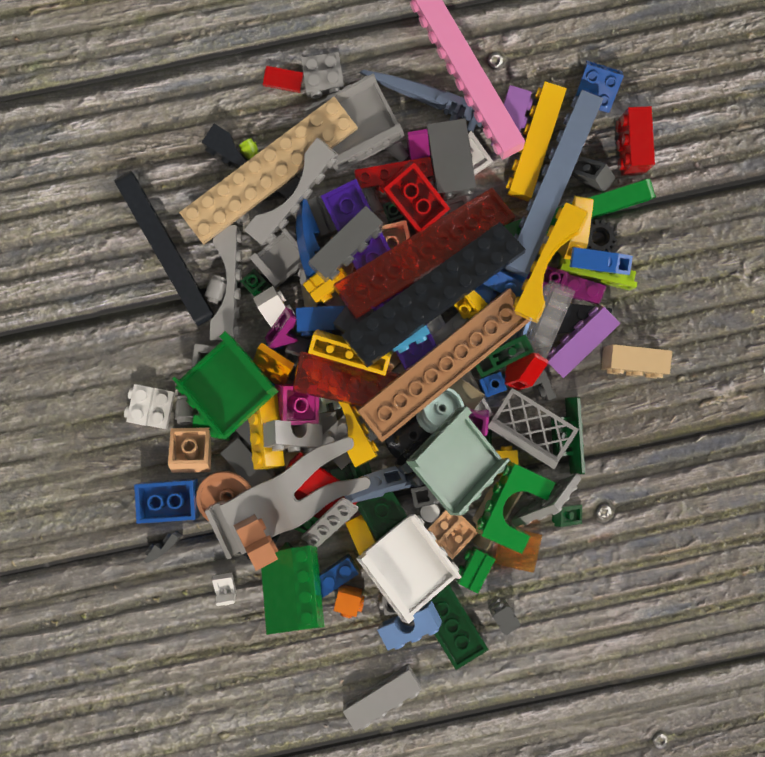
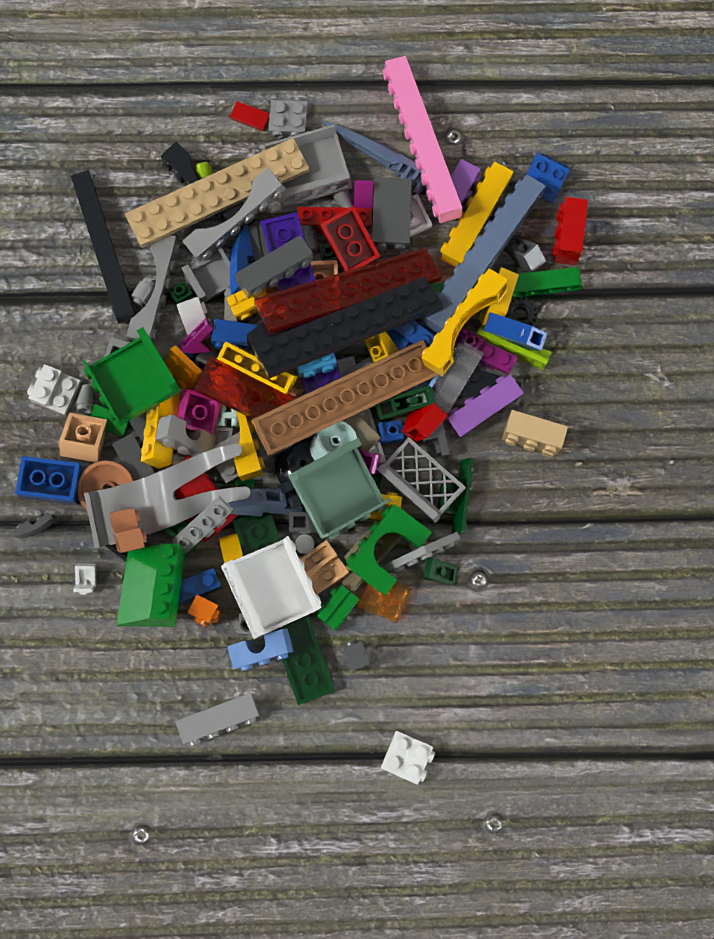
camera: 10 degrees right, 10 degrees down
(569, 698) = (408, 758): none -> white plate

